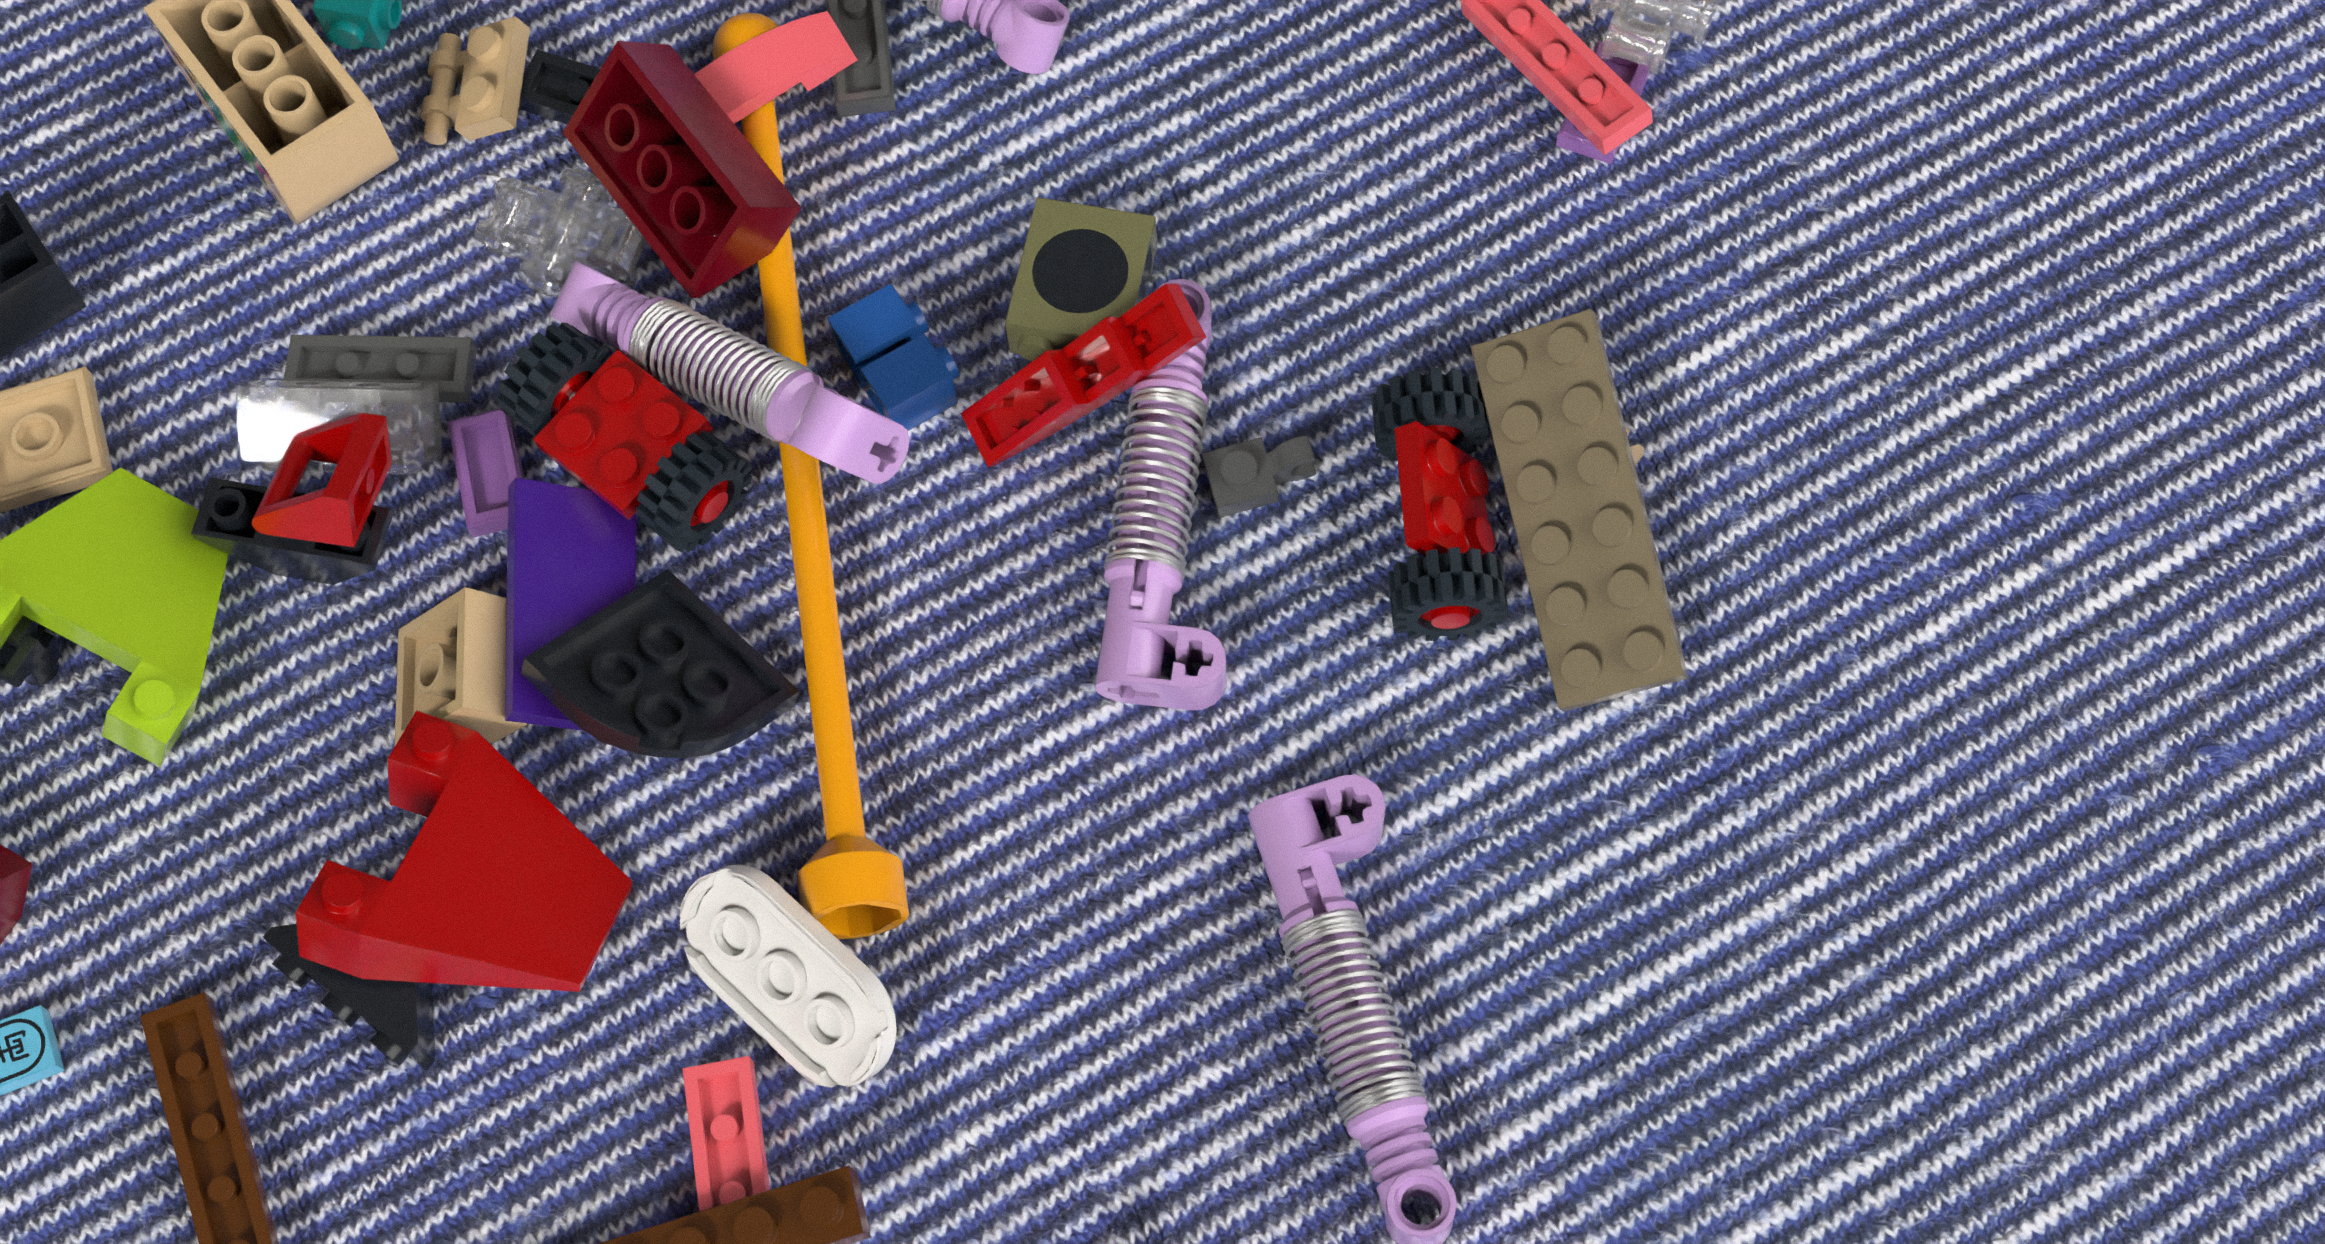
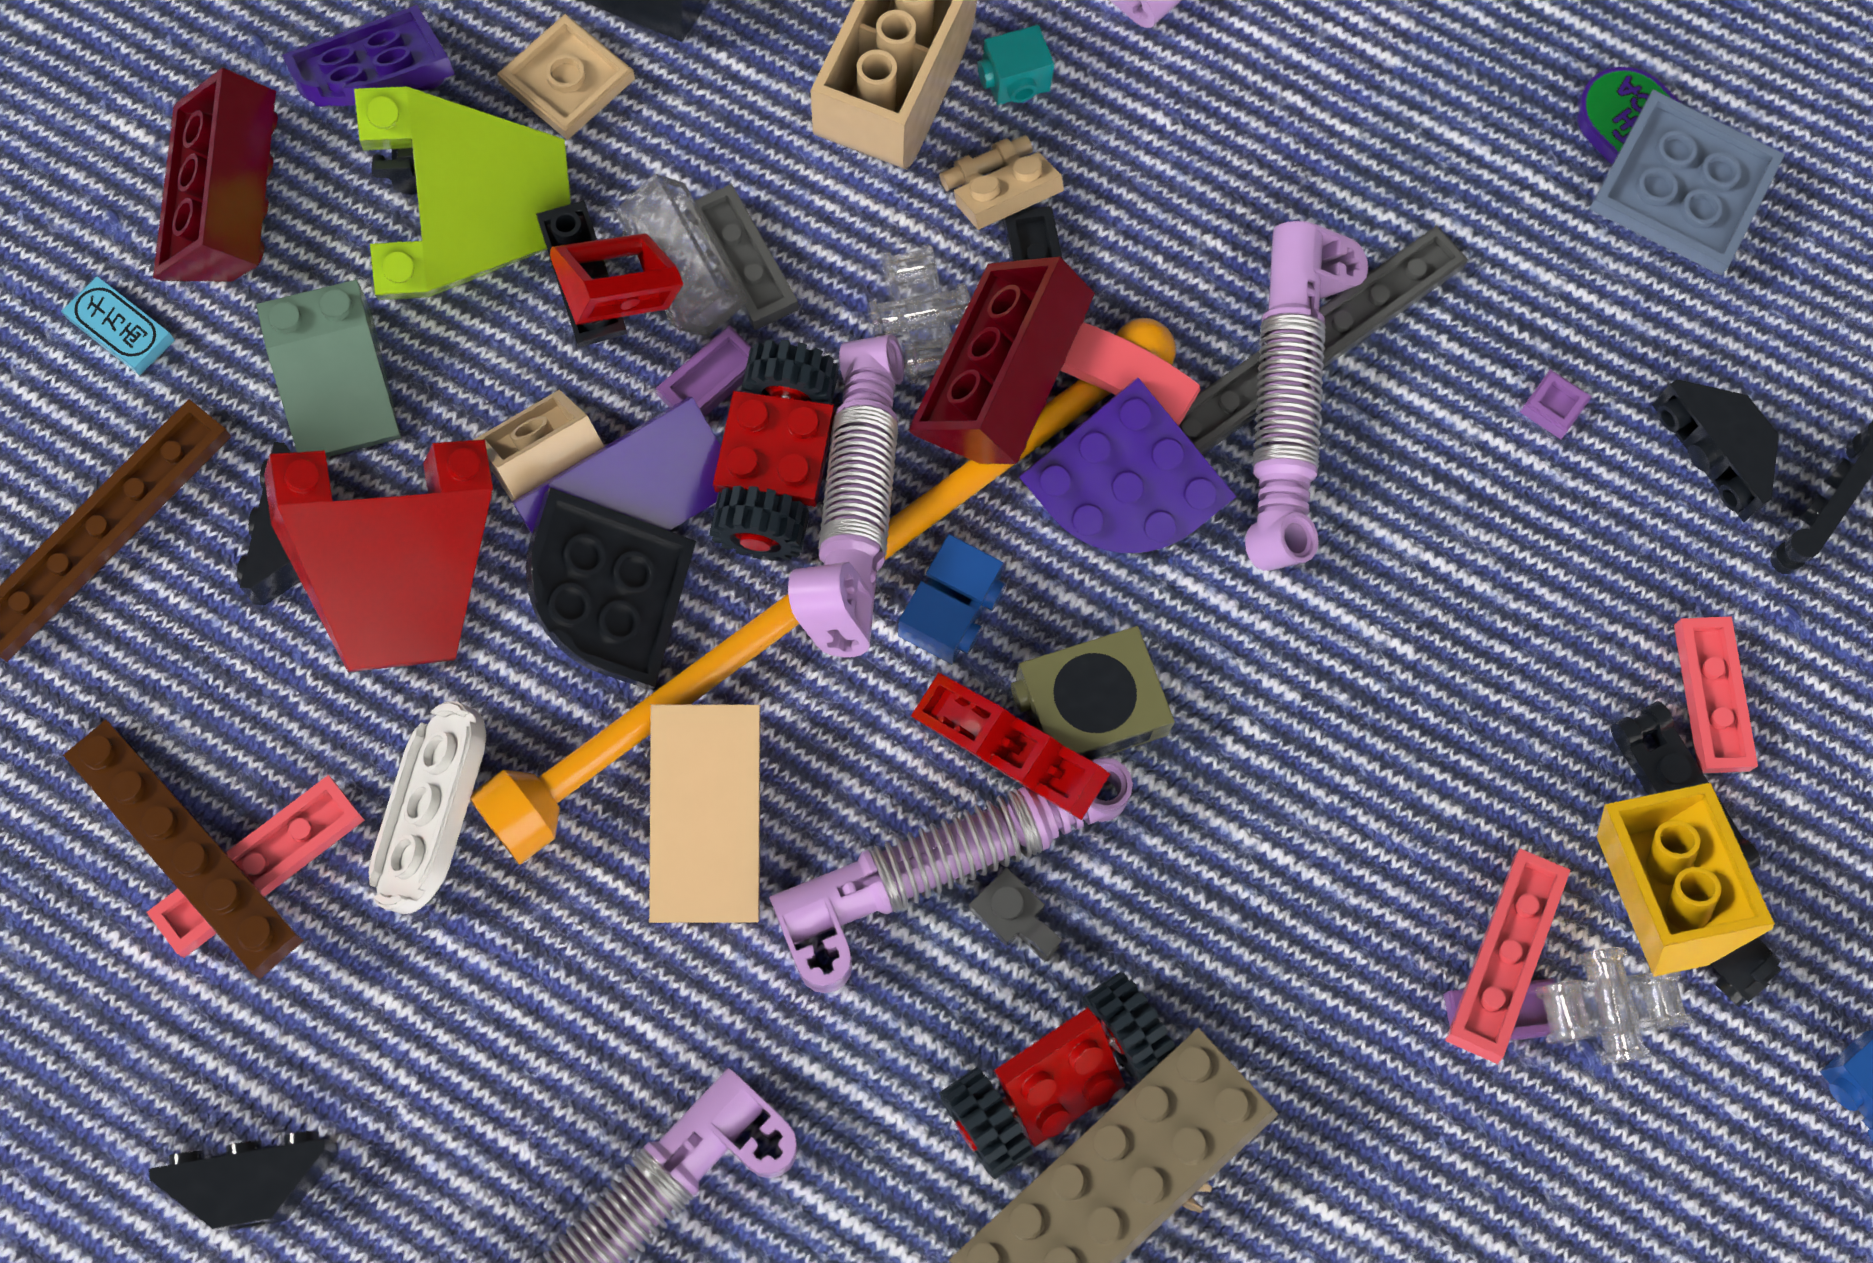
camera: 50 degrees right, 5 degrees up
(209, 848) = (329, 369): none -> sand green slope
(875, 129) = (1128, 478): none -> dark purple plate
(969, 701) = (704, 814): none -> tan tile

